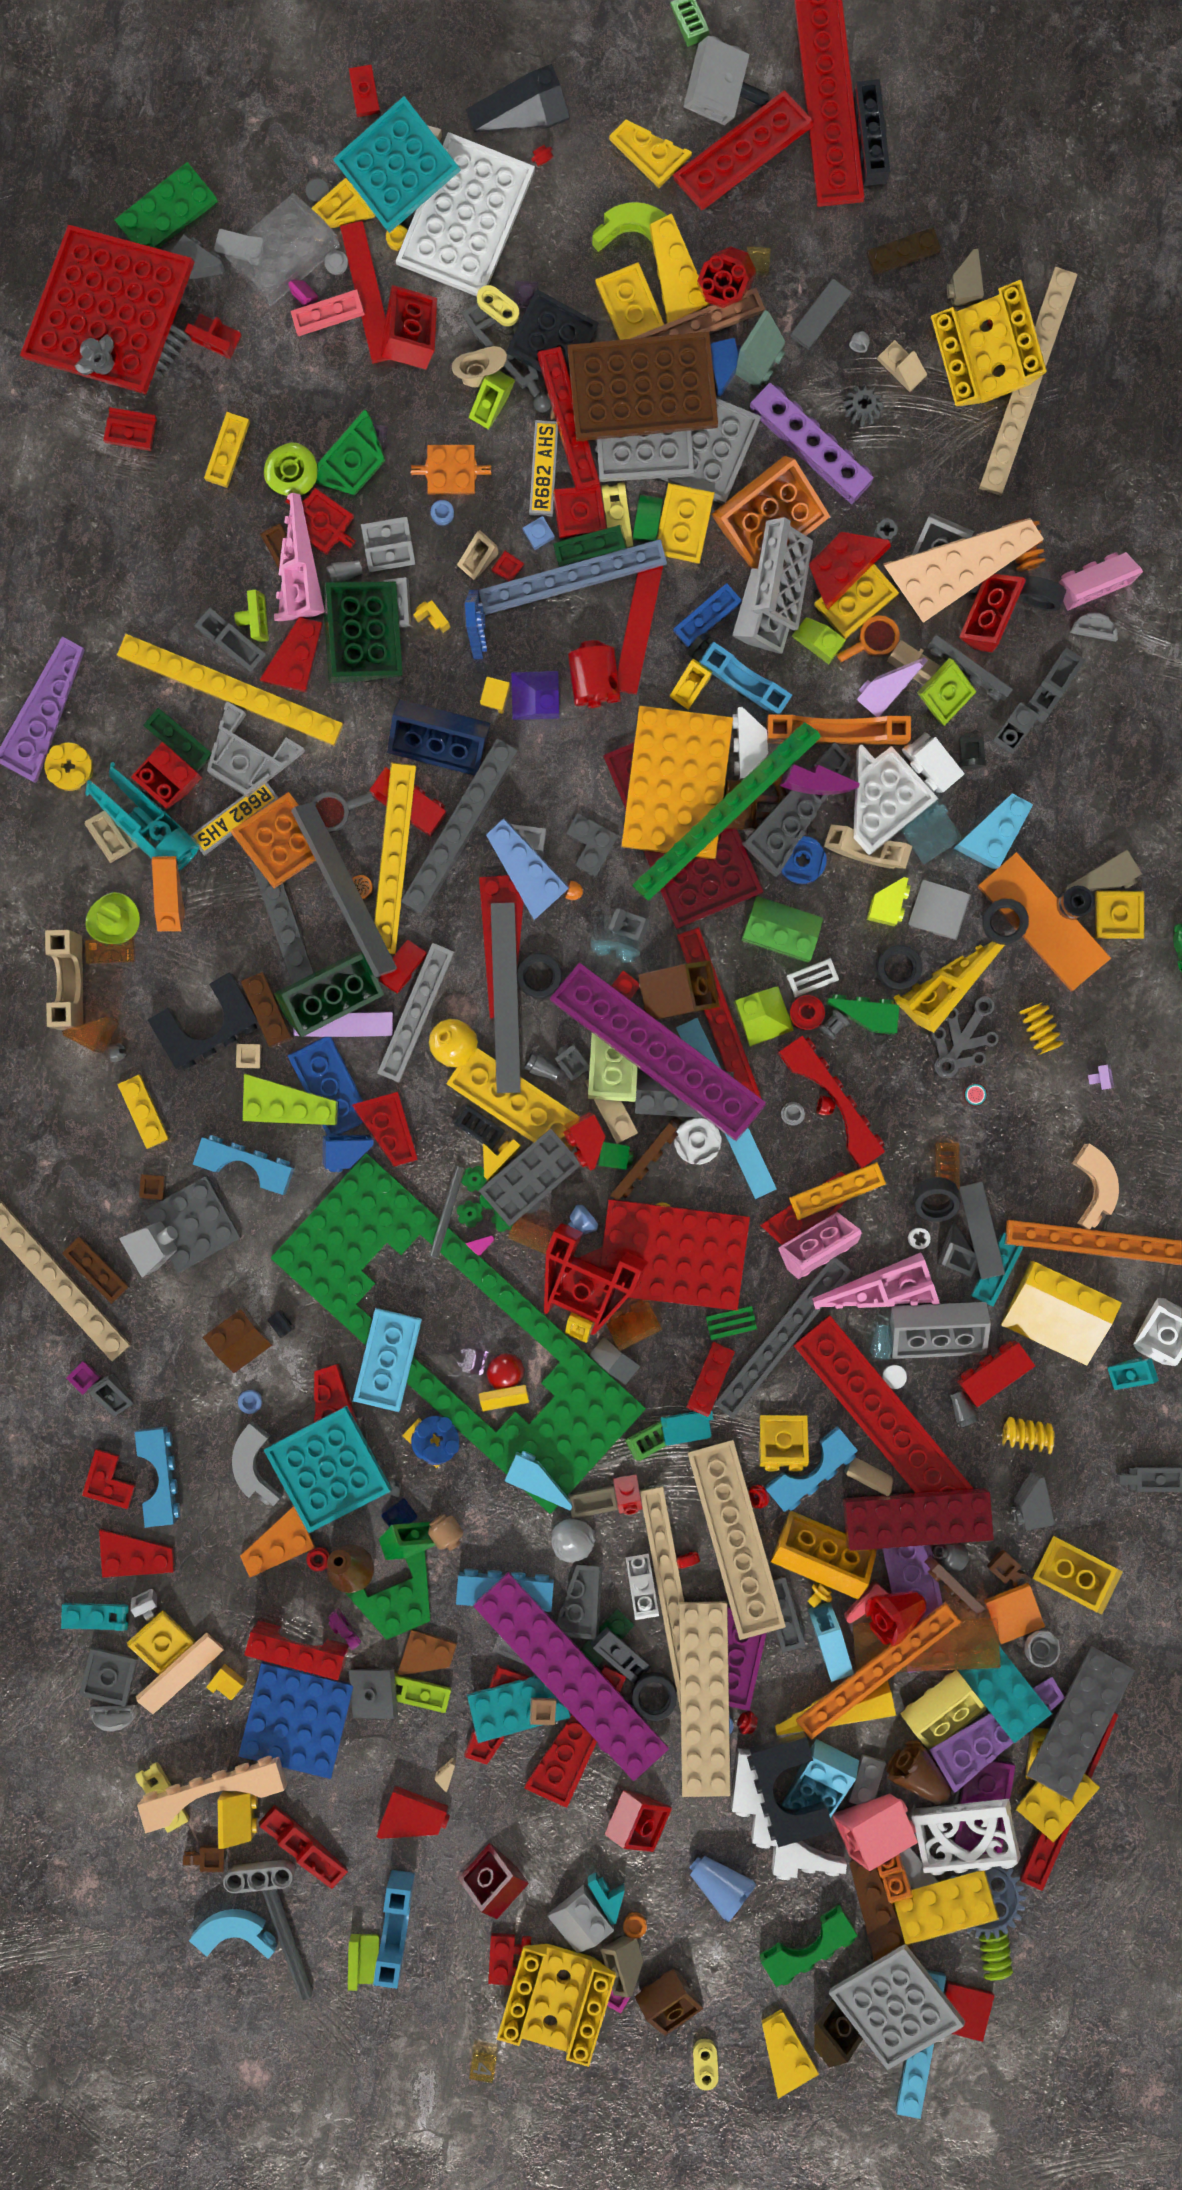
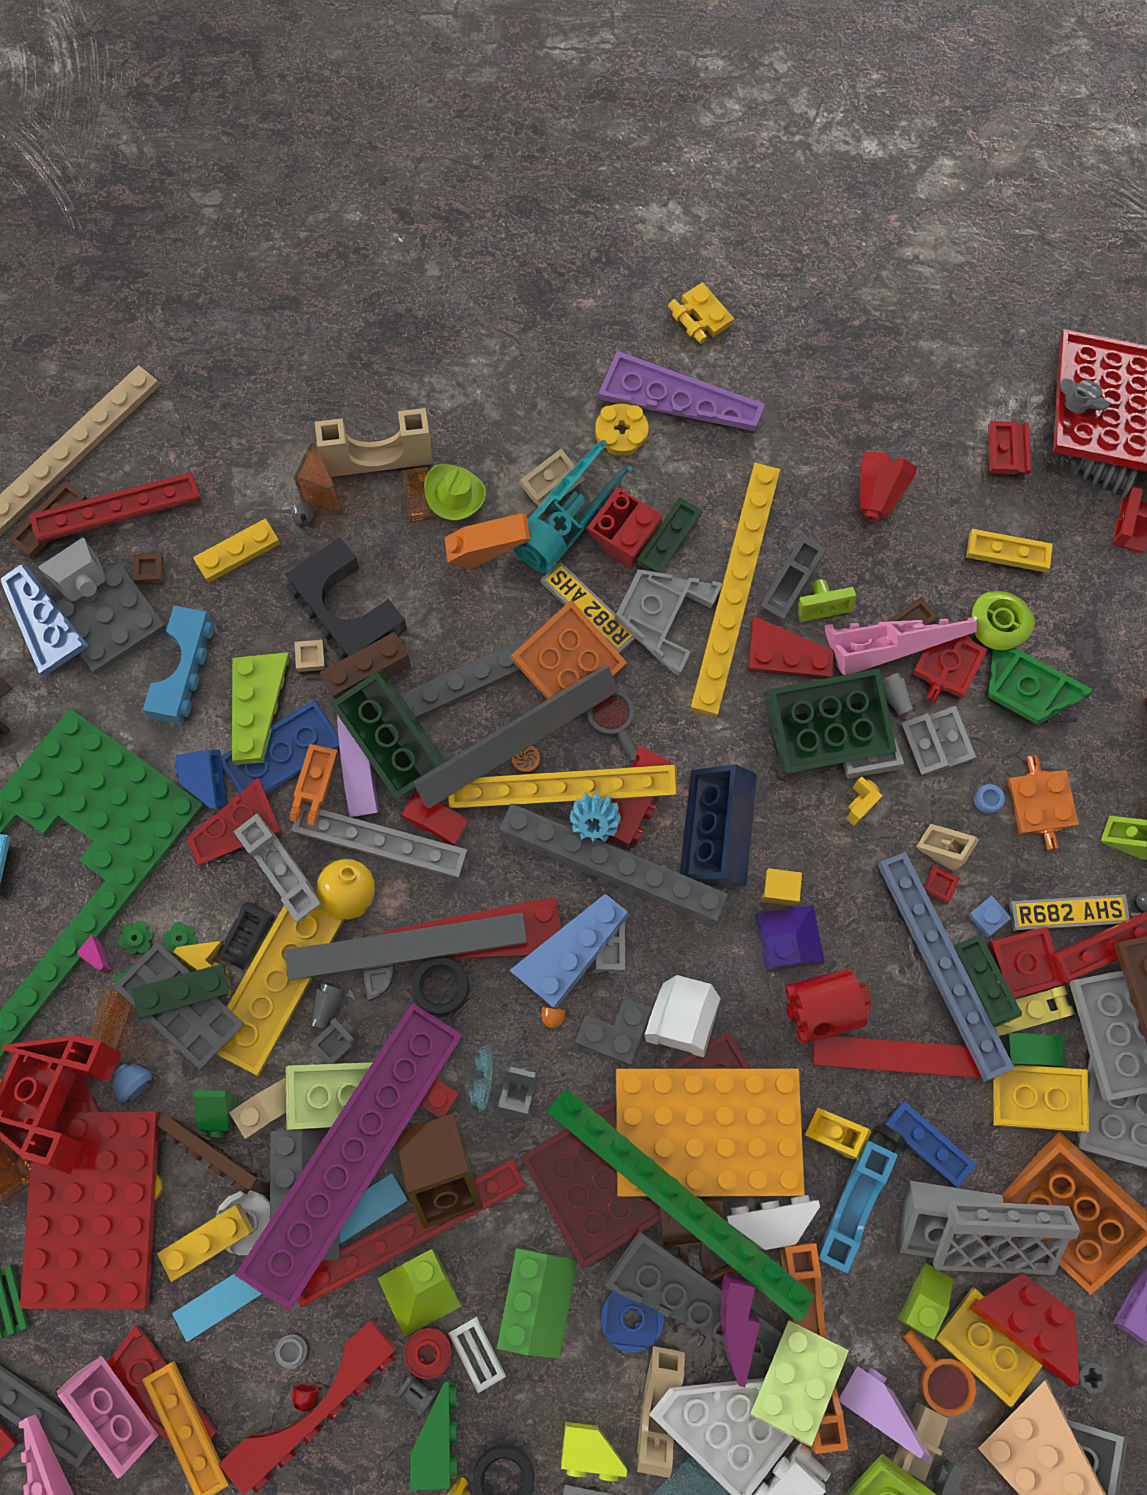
camera: 80 degrees right, 15 degrees down
(92, 1211) = (114, 507): none -> red tile
(154, 547) = (882, 483): none -> red cone
(191, 1277) = (42, 623): none -> wing
(360, 1059) = (313, 782): none -> orange hinge
(423, 834) = (595, 817): none -> medium azure gear
(429, 1093) = (279, 867): none -> light grey slope
(447, 1211) = (132, 908): dark grey bar -> none
(475, 624) = (864, 842): blue wing -> none
(520, 1173) = (181, 991): none -> dark green plate
(528, 1025) = (377, 981): none -> flat silver tile
(586, 788) = (683, 1015): none -> white slope
(587, 1138) = (233, 1069): red slope -> none
(708, 1170) = (205, 1242): none -> yellow plate
(862, 743) = (799, 1383): none -> yellowish green plate

